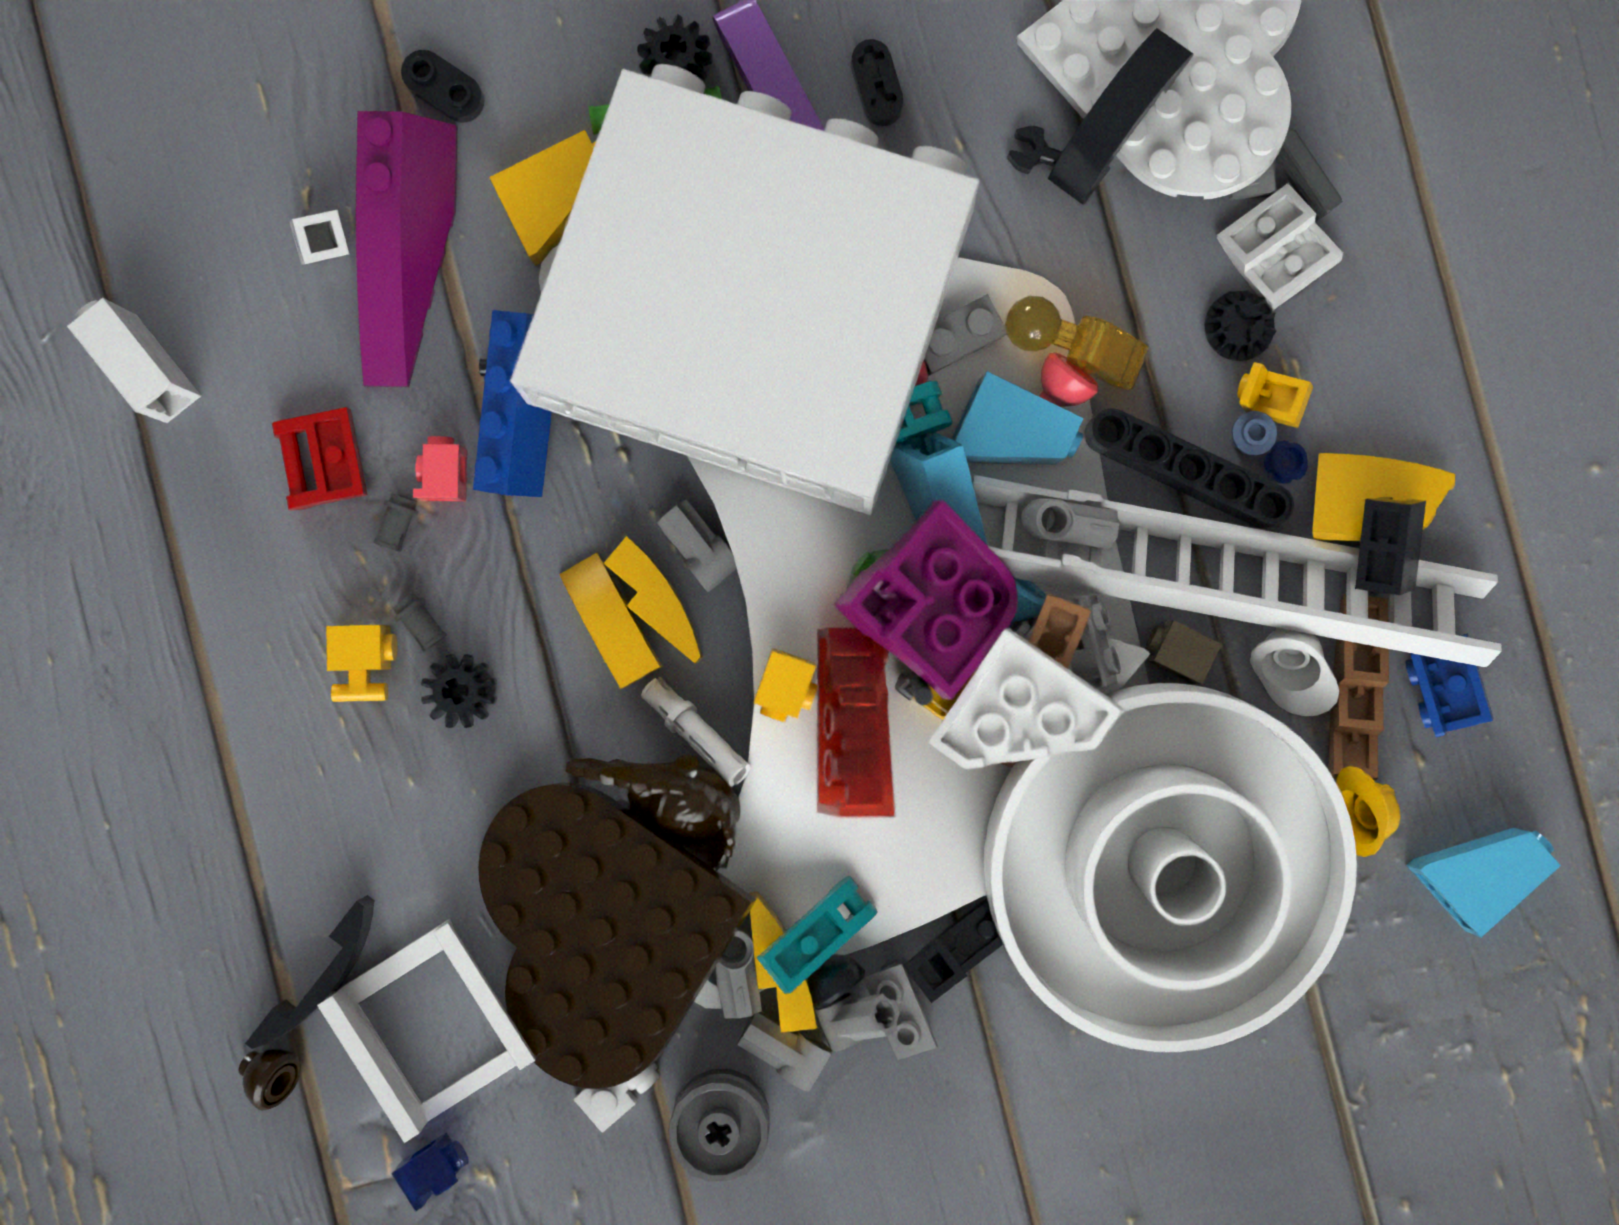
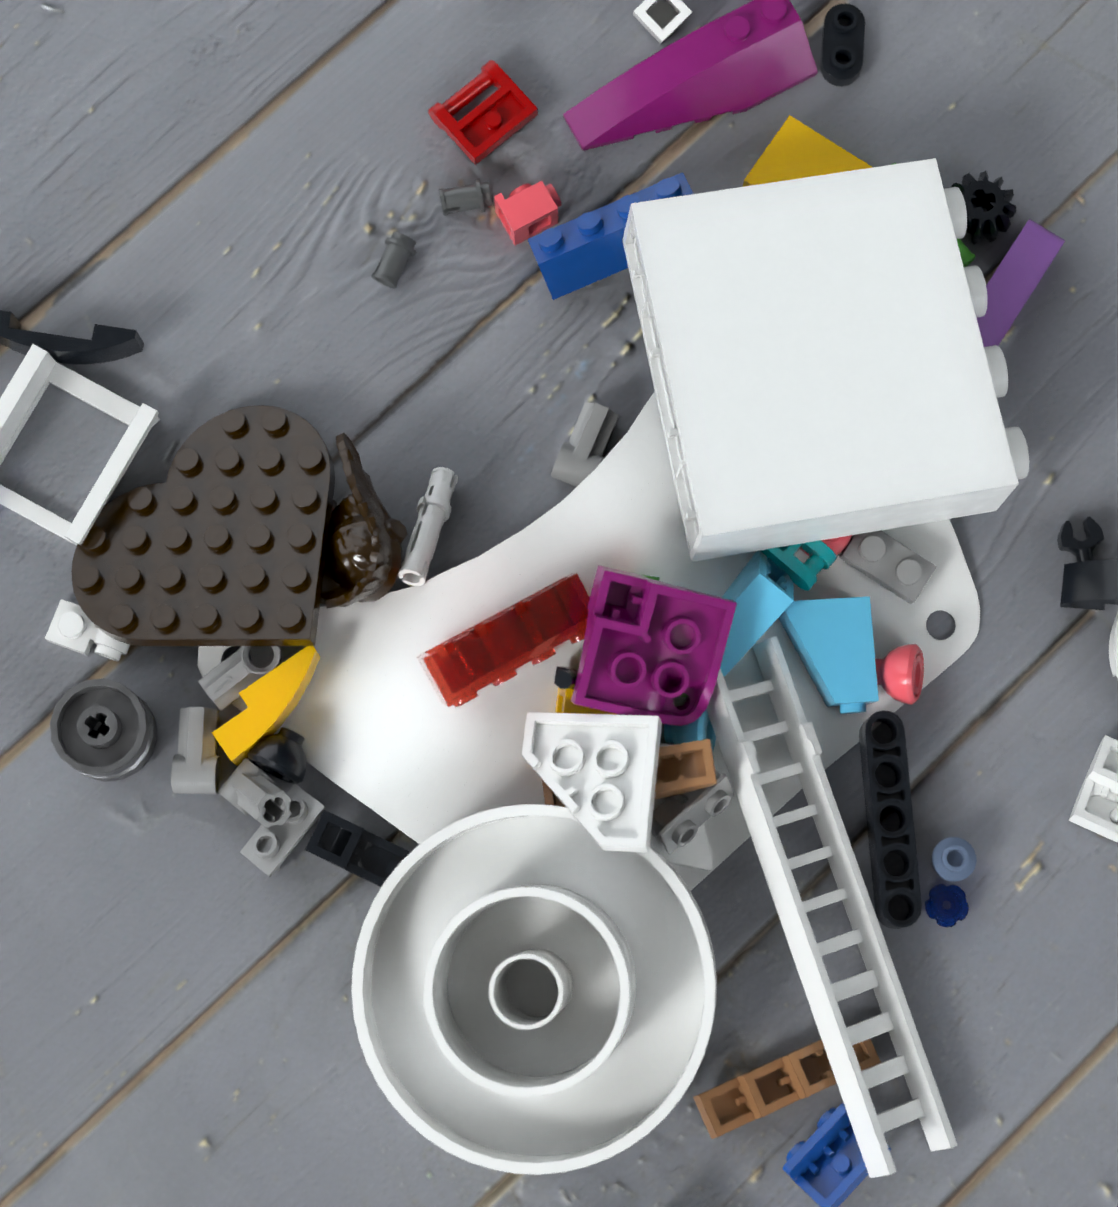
camera: 60 degrees right, 10 degrees down
(359, 651) = (341, 224): yellow brick -> none
(453, 705) = (351, 306): black gear -> none
(610, 621) = (480, 411): yellow slope -> none
(655, 598) = (521, 436): yellow slope -> none
(785, 686) = (508, 568): yellow brick -> none
(816, 936) = (310, 715): teal plate -> none
(886, 79) = (1051, 375): black beam -> none
(1072, 523) = (785, 740): light grey piece -> none
(1092, 345) = (944, 675): clear yellow beam -> none
(1182, 651) = (729, 902): dark tan brick -> none
(1232, 343) = (1019, 799): black gear -> none
(1274, 394) = (998, 861): yellow bracket -> none
(1295, 672) = (768, 1011): white piece -> none
(1350, 479) = (959, 1001): yellow slope -> none
(1370, 807) = (681, 1141): yellow piece -> none
(1390, 545) = (925, 1026): black hinge -> none

